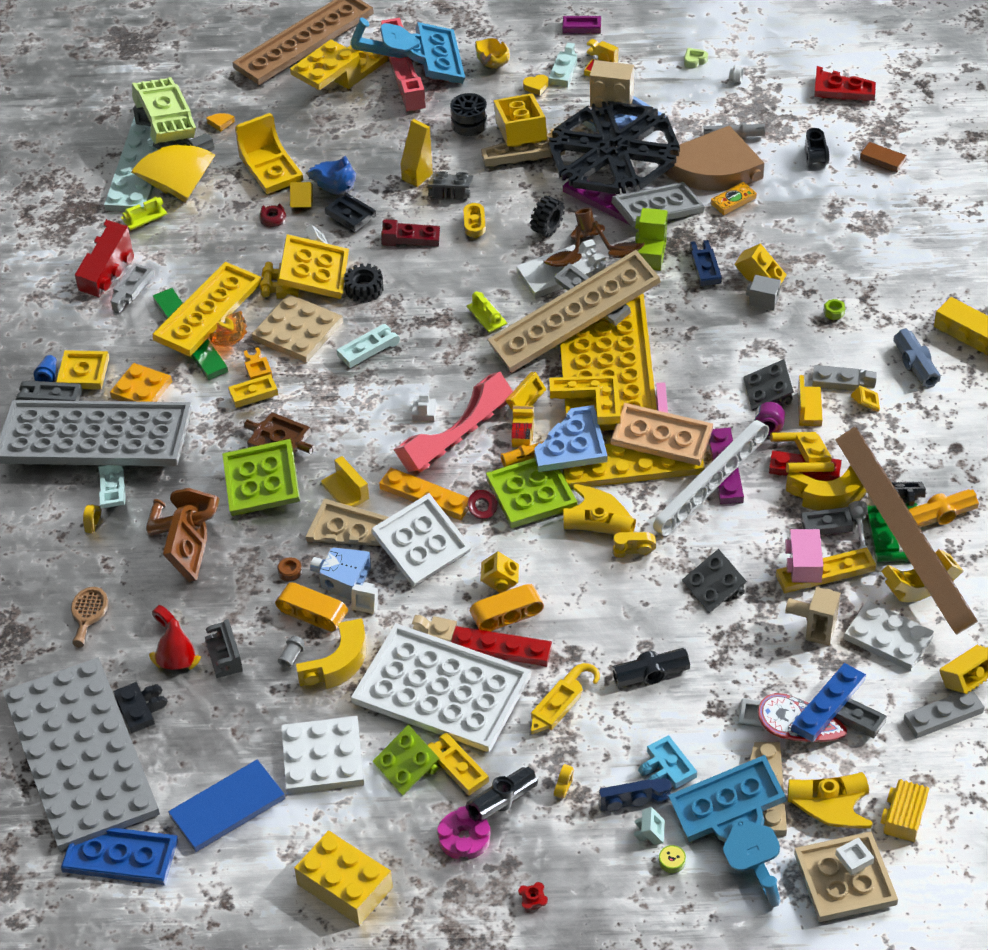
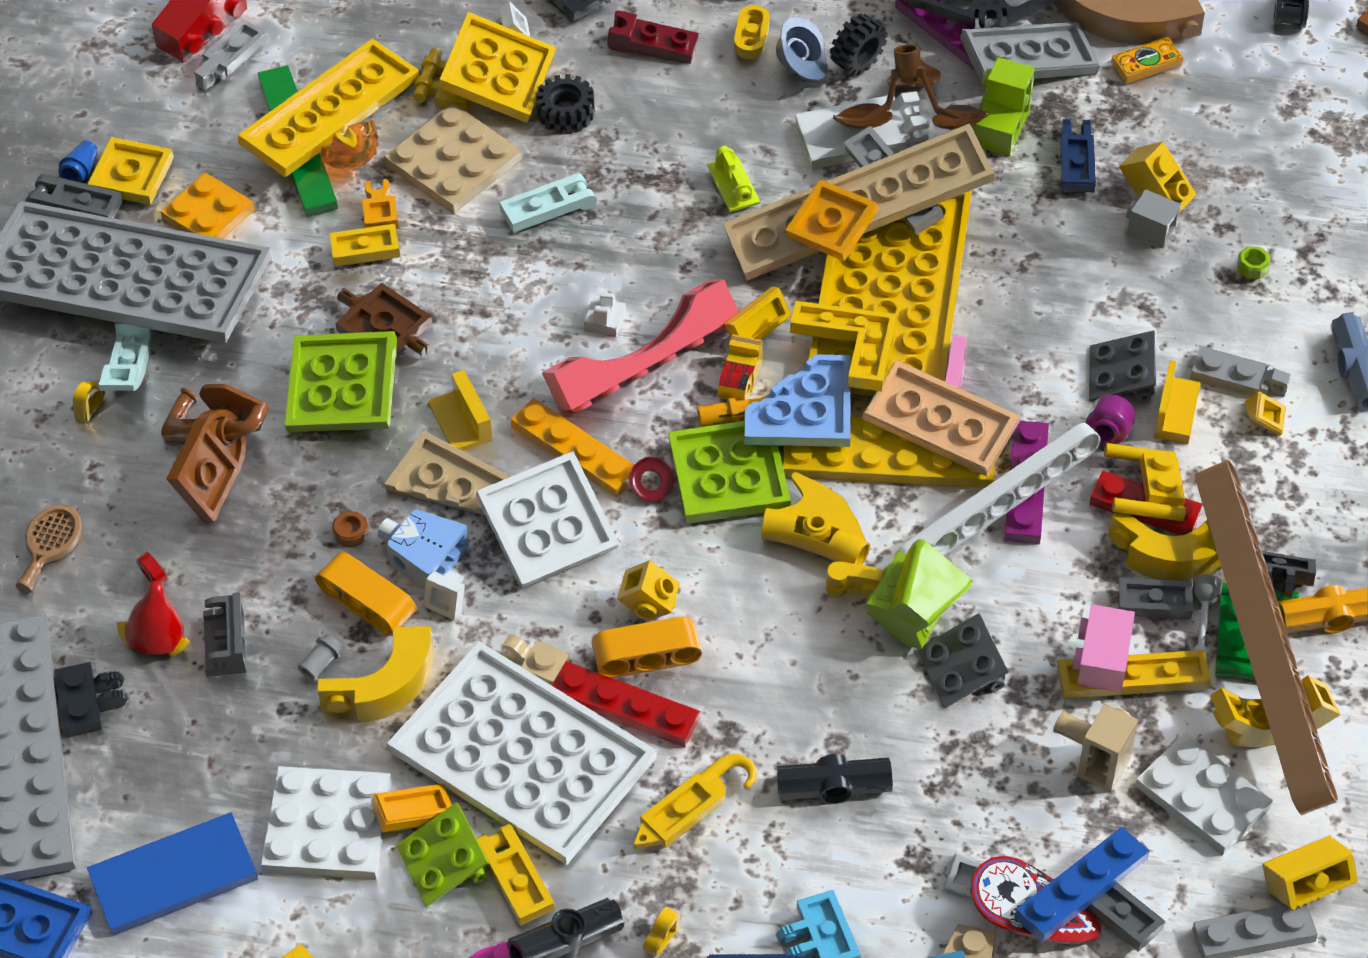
camera: 10 degrees right, 5 degrees up
(376, 734) = (409, 806): none -> light orange tile
(510, 225) = (802, 49): none -> sand blue piece
(561, 323) = (832, 220): none -> light orange plate
(675, 543) = (916, 593): none -> lime piece

